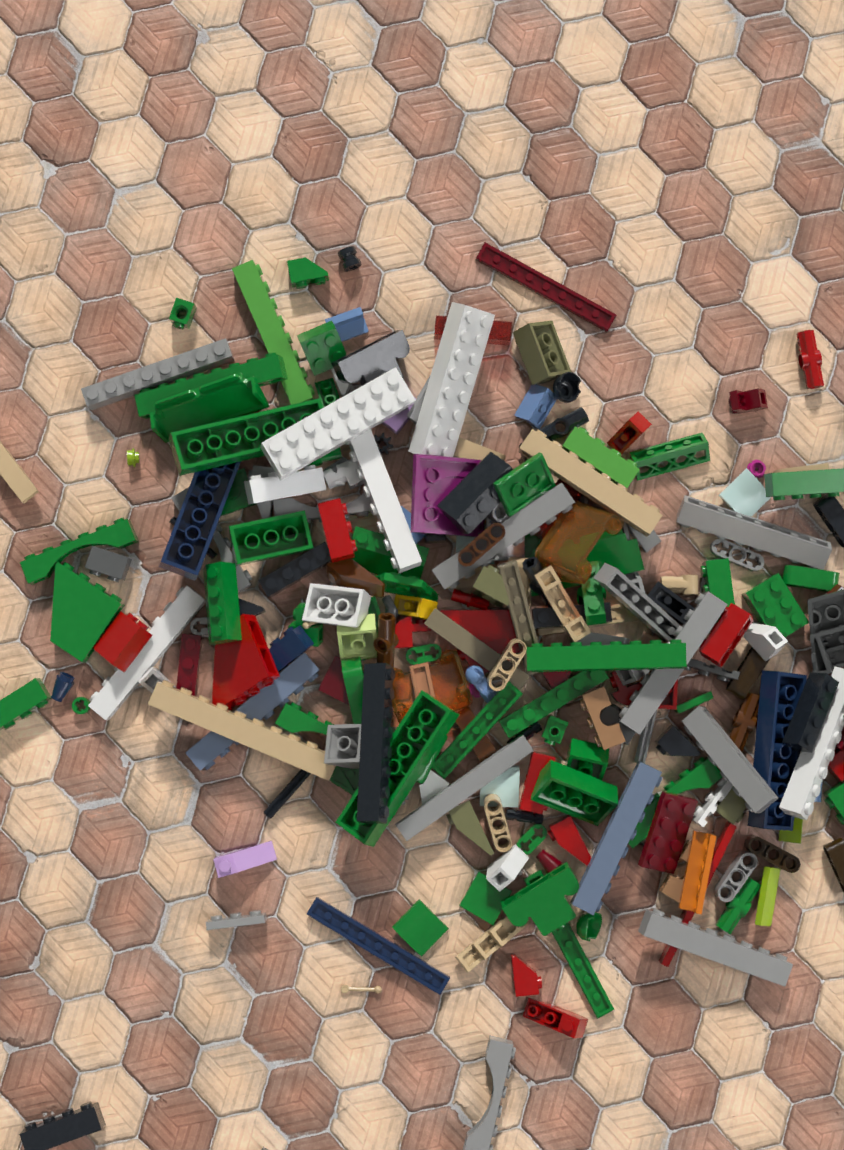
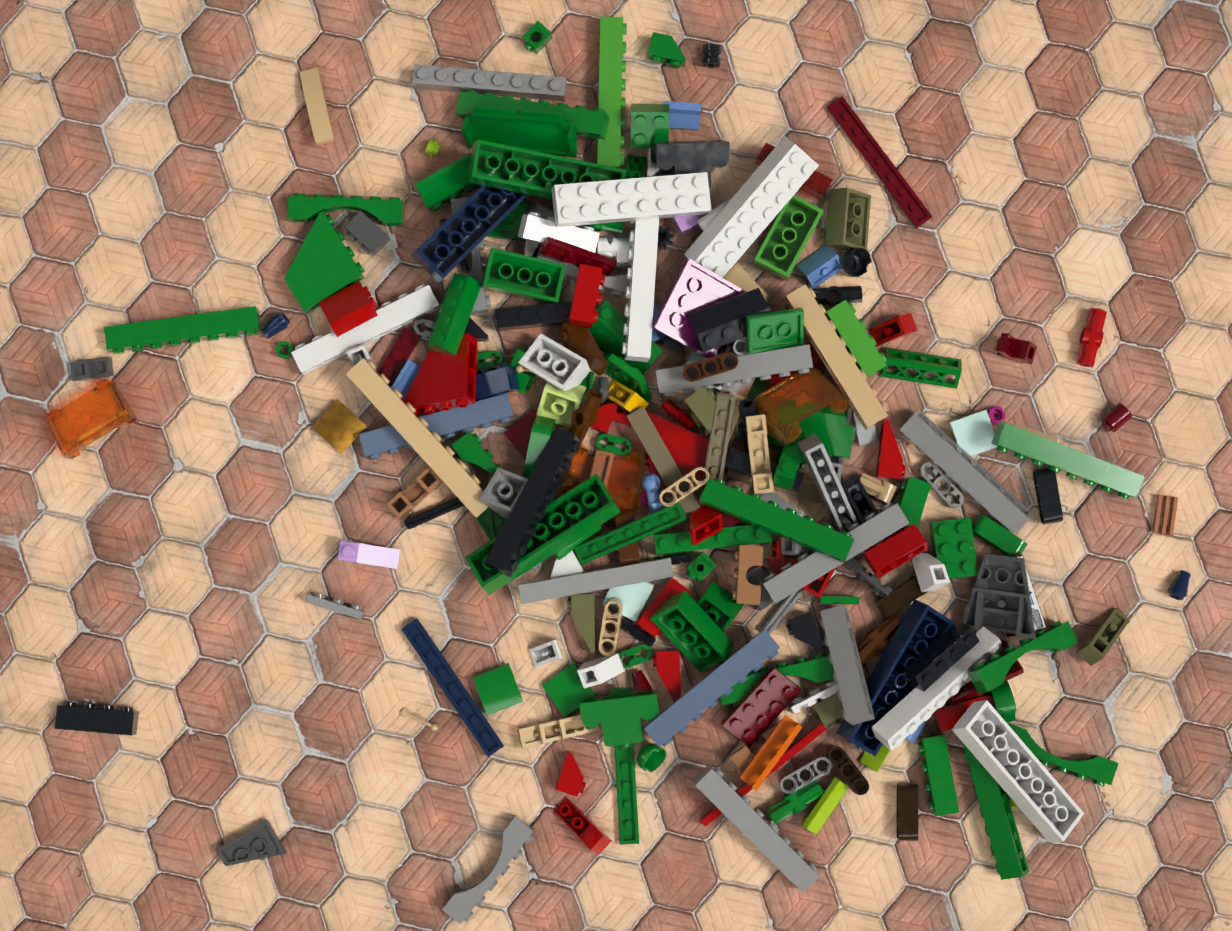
camera: 30 degrees right, 0 degrees up
(160, 485) = (446, 184): none -> green slope
(163, 753) = (339, 426): none -> pearl gold slope
(205, 680) = (406, 377): none -> medium blue panel
(261, 784) = (414, 494): none -> medium nougat arch
(275, 634) = (488, 355): none -> green beam
(310, 497) = (576, 255): none -> dark red plate
(449, 874) = (545, 653): none -> white slope
(496, 392) = (788, 237): none -> bright green brick
(540, 690) = (704, 524): none -> red slope
(678, 550) = (889, 457): none -> red slope

